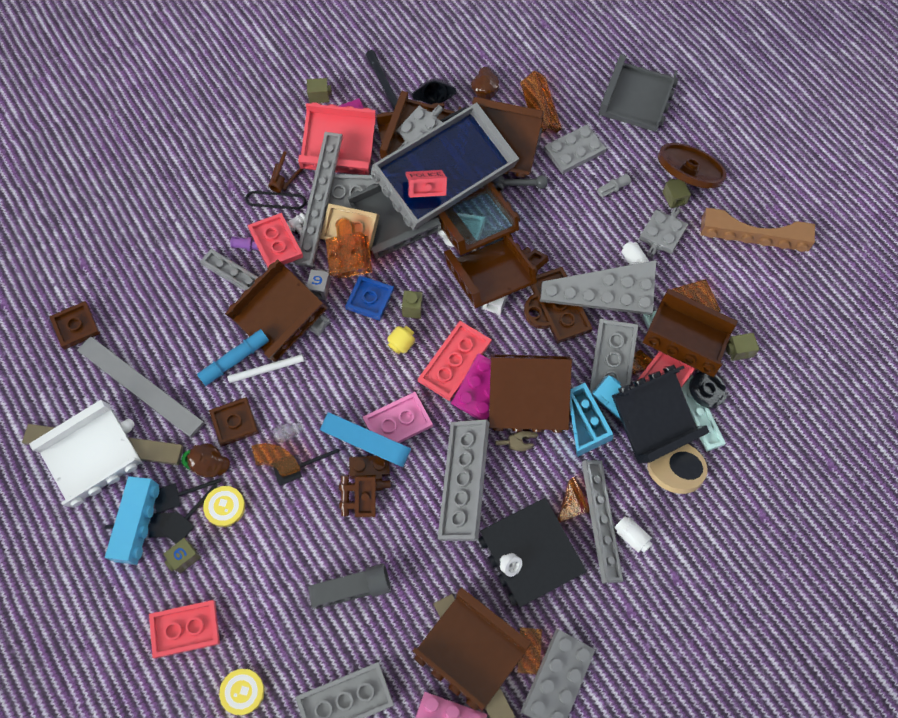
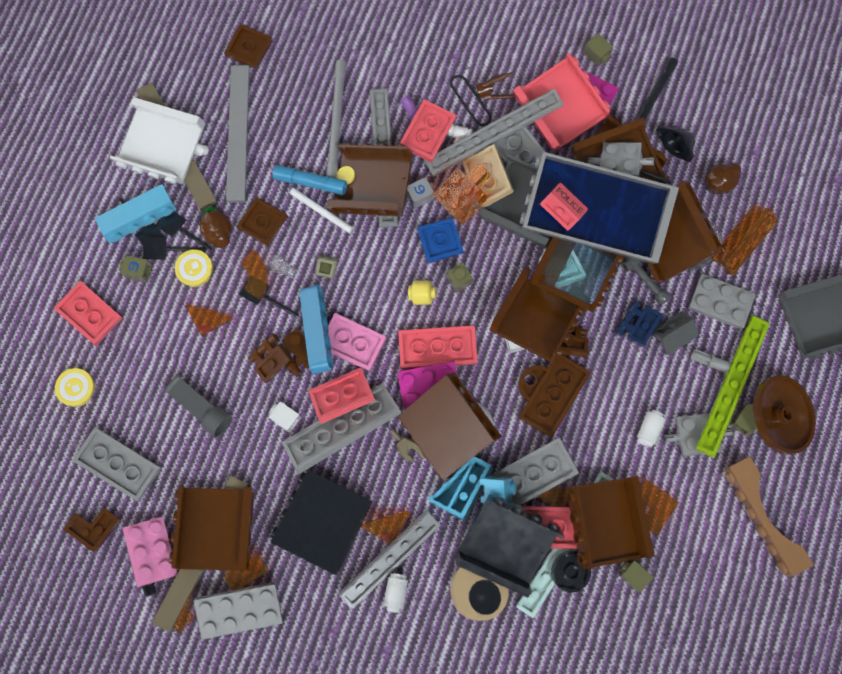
camera: 55 degrees right, 10 degrees up
(167, 275) = (332, 165): none -> light grey piece
(253, 326) = (346, 173): none -> light yellow piece
(279, 528) = (207, 320): none -> clear orange tile
(316, 397) = (326, 266): none -> olive slope
(417, 520) = (284, 416): none -> white brick
(436, 460) = (341, 395): none -> coral plate
(510, 564) = (295, 512): white tile -> none
(555, 206) = (643, 328): none -> dark blue plate
(574, 191) = (676, 332): none -> dark grey panel
(613, 289) = (602, 431): light grey wing -> none
(645, 185) = (732, 387): none -> lime tile

